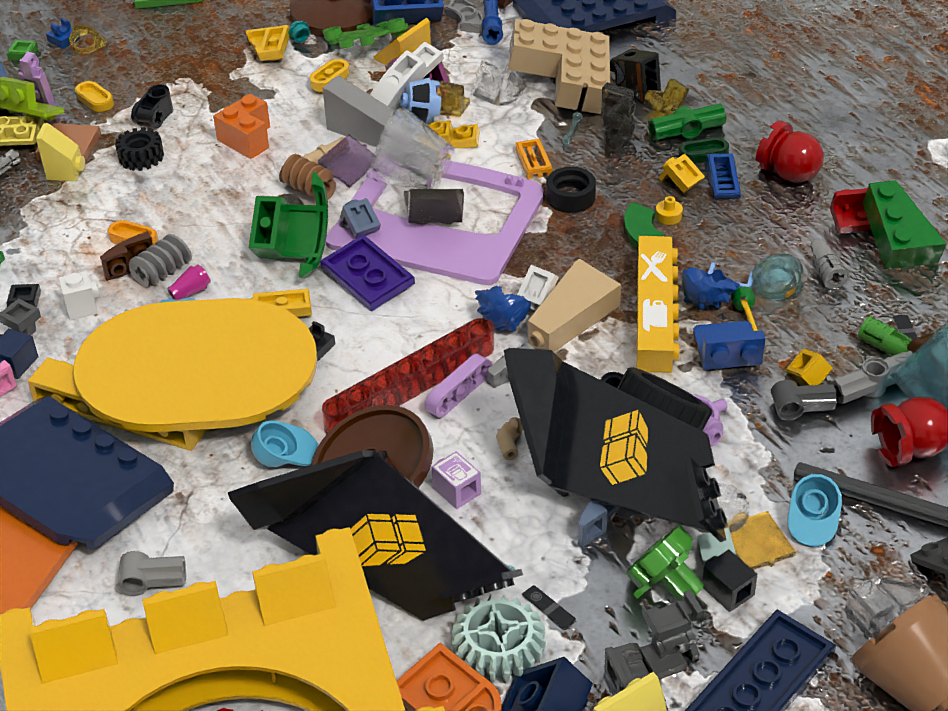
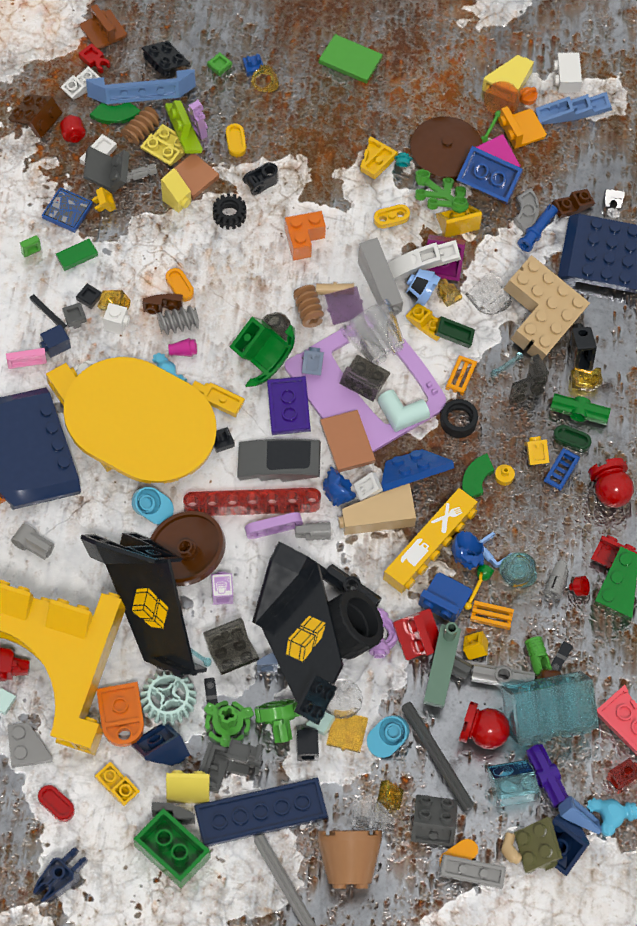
camera: 30 degrees right, 20 degrees up
(51, 285) = (115, 297): none -> clear yellow bracket
(404, 321) = (279, 459): none -> dark grey slope
(467, 265) = (347, 441): none -> nougat tile
(491, 125) = (454, 332): none -> dark green tile
(505, 216) = (399, 415): none -> light aqua brick
(522, 533) = (230, 646): none -> clear smoke bracket
(571, 245) = (413, 467): none -> blue wing
(603, 614) = (226, 728): none -> bright green piece
(738, 390) = (417, 634): none -> red bracket
(791, 332) = (494, 608): none -> light orange tile
(800, 394) = (442, 665): none -> sand green piece
(856, 255) = (580, 586): none -> red tile
(888, 564) = (390, 795): none -> clear yellow bracket

